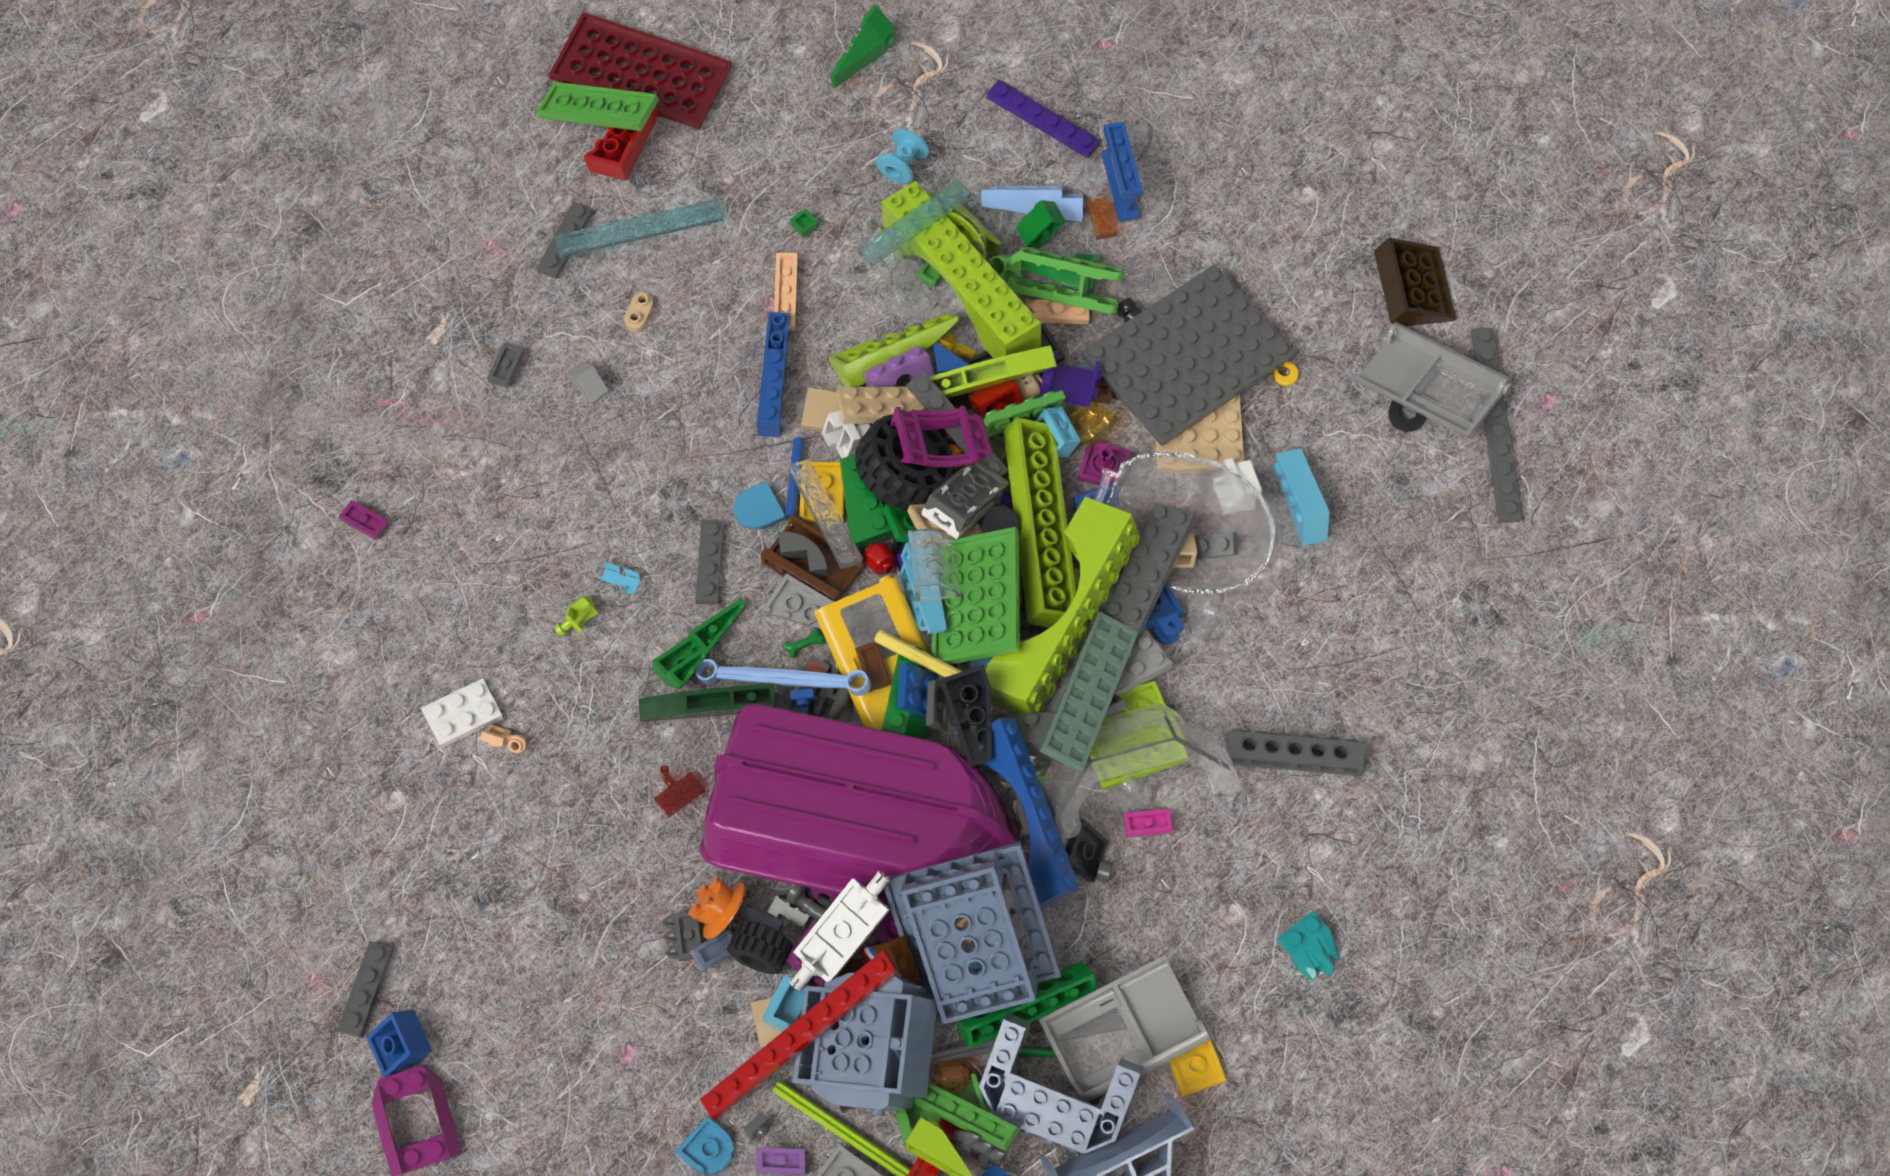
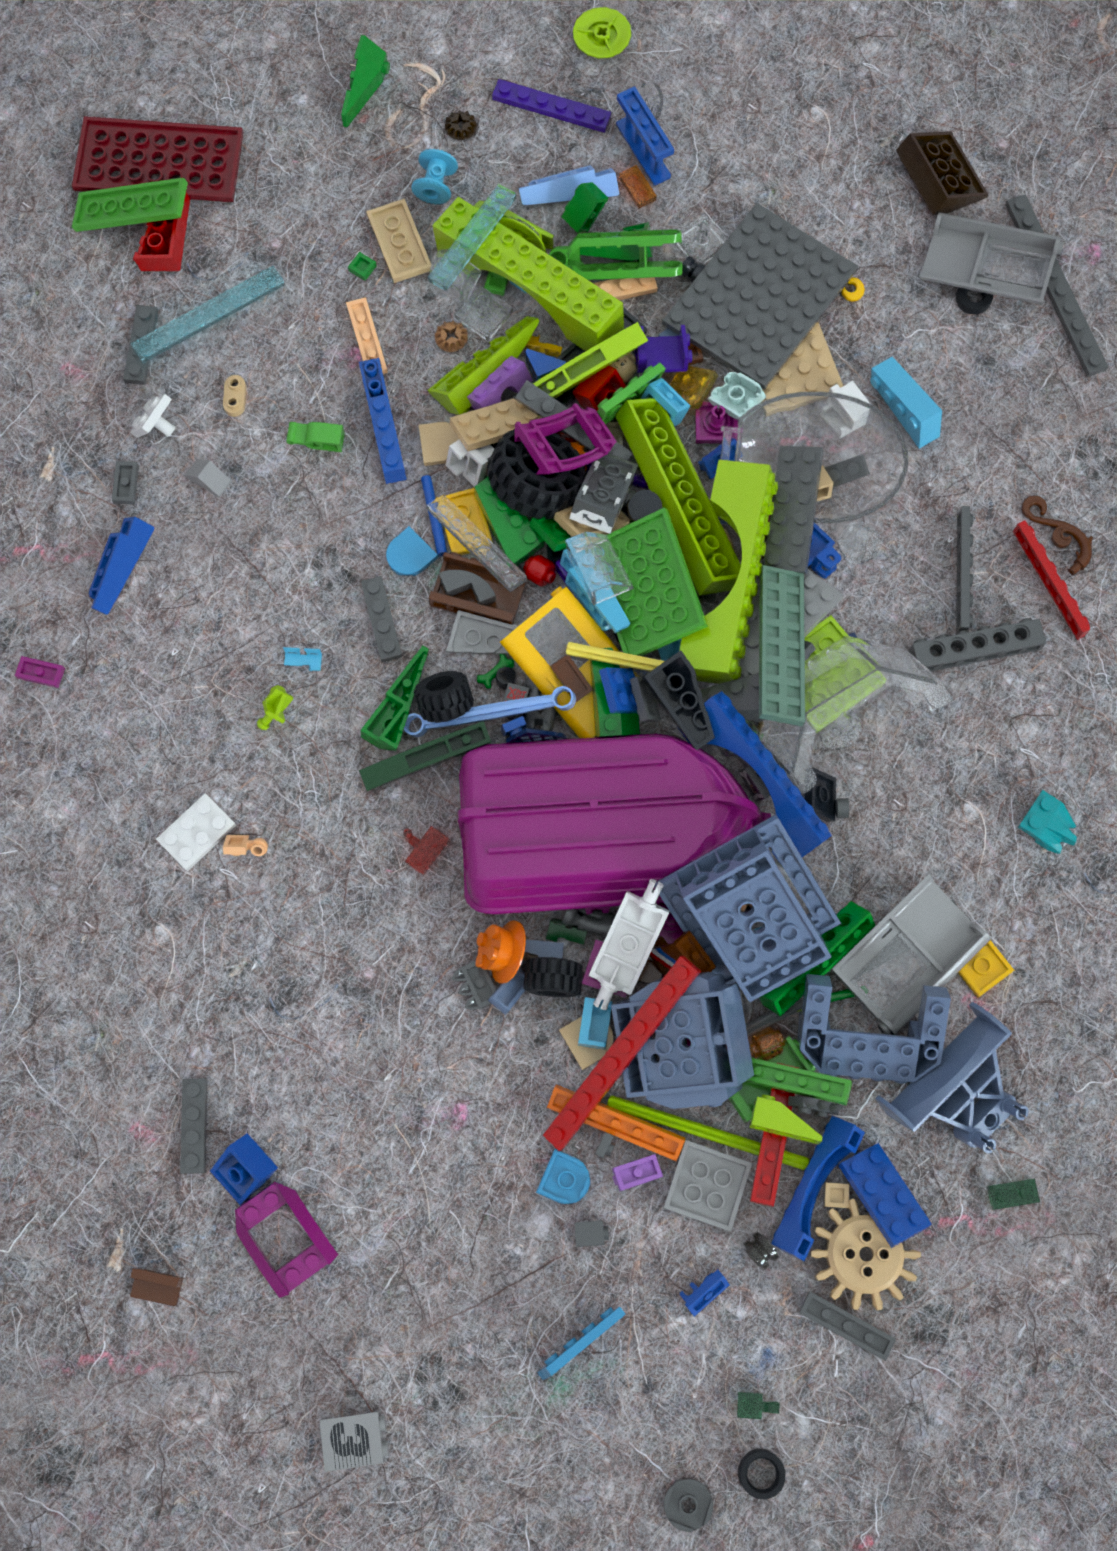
camera: 15 degrees left, 10 degrees up
(278, 1129) = (156, 1286): none -> reddish brown panel
(473, 438) = (118, 562): none -> blue wedge
(552, 311) = (152, 417): none -> white plate
(705, 371) = (317, 435): none -> bright green piece
(743, 650) = (443, 696): none -> black tyre
(784, 1114) = (624, 1126): none -> orange plate
(812, 648) = (504, 676): none -> black piece
(816, 706) = (540, 735): none -> dark blue window
(848, 207) = (399, 240): none -> tan plate
(868, 320) = (451, 344): none -> medium nougat gear
(952, 120) = (453, 129): none -> dark brown gear
(1120, 51) = (594, 24): none -> lime piece
(1131, 441) = (737, 394): none -> light aqua slope
(1148, 823) = (866, 751): dark pink plate -> none
(1310, 666) = (964, 599): none -> dark grey plate
(1391, 703) = (1048, 574): none -> red plate
(1420, 662) = (1057, 537): none -> reddish brown plant

